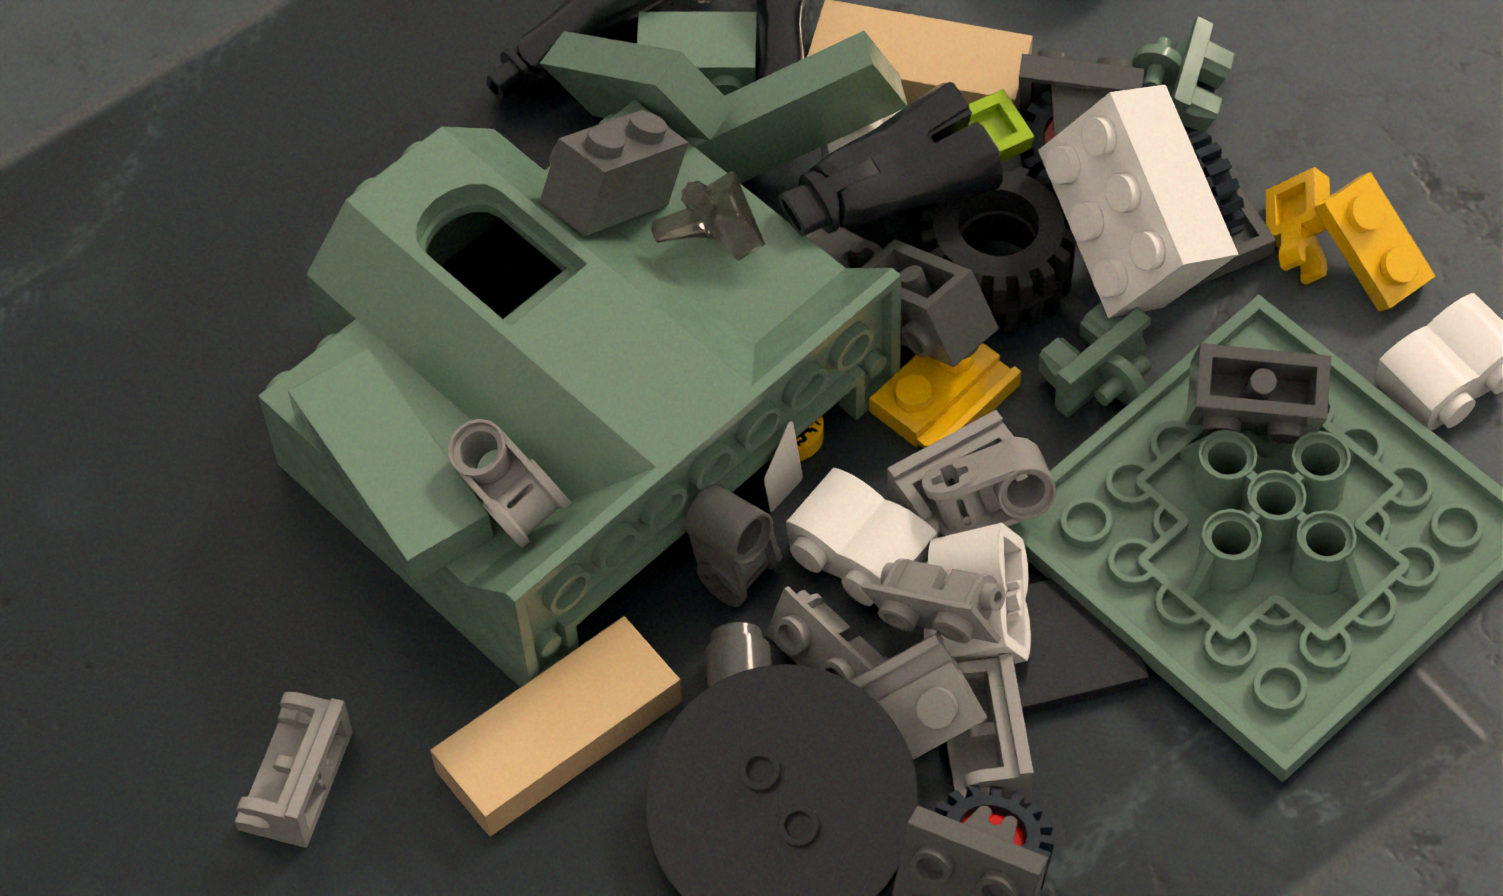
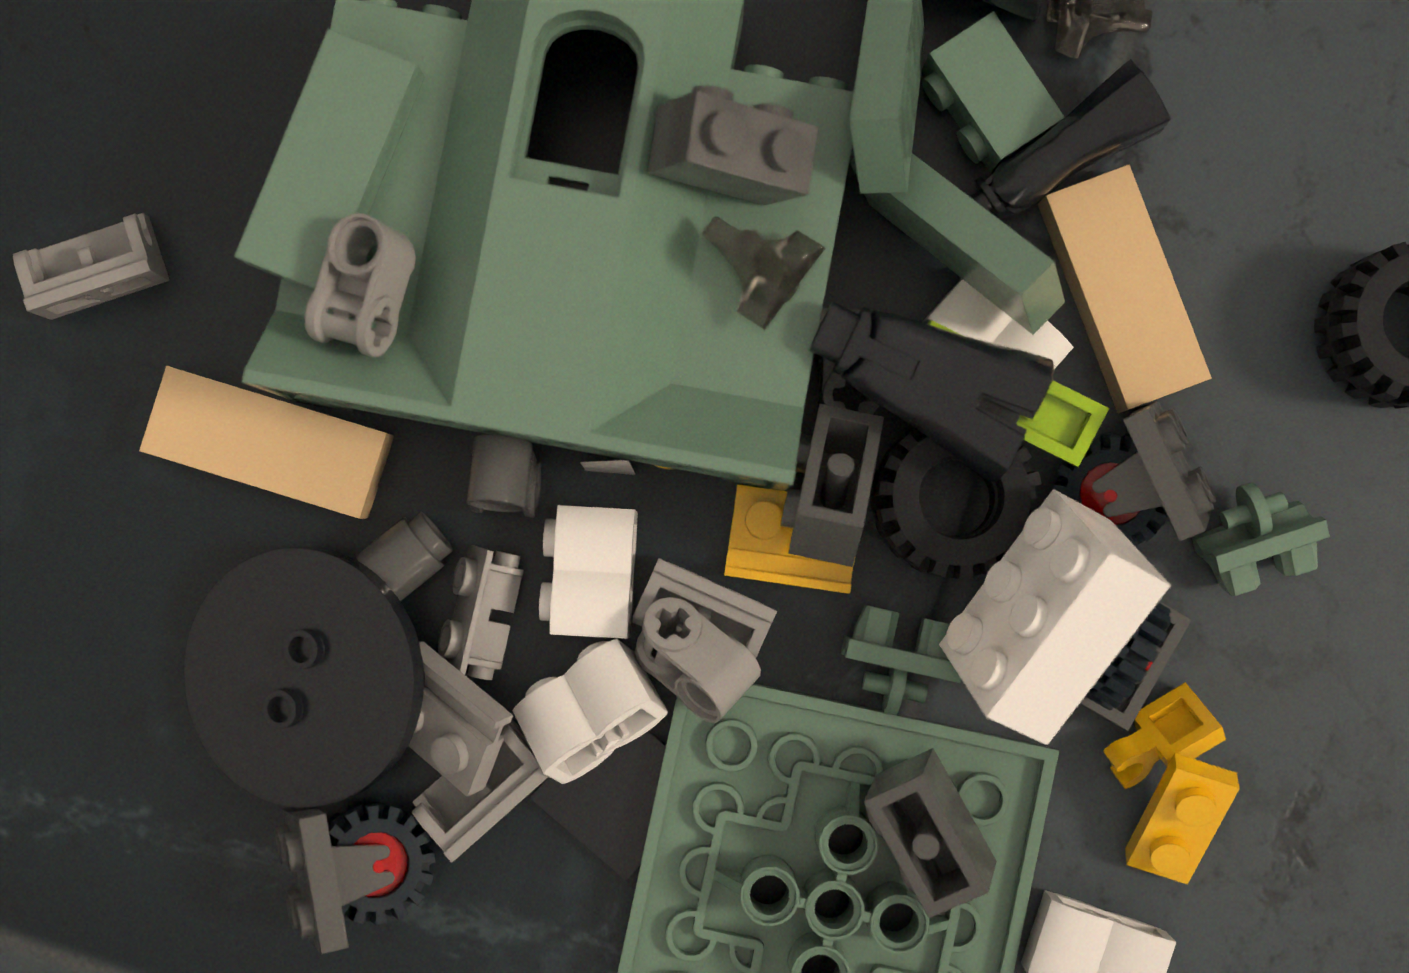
camera: 50 degrees right, 30 degrees up
(913, 599) = (541, 718): light grey hinge -> none

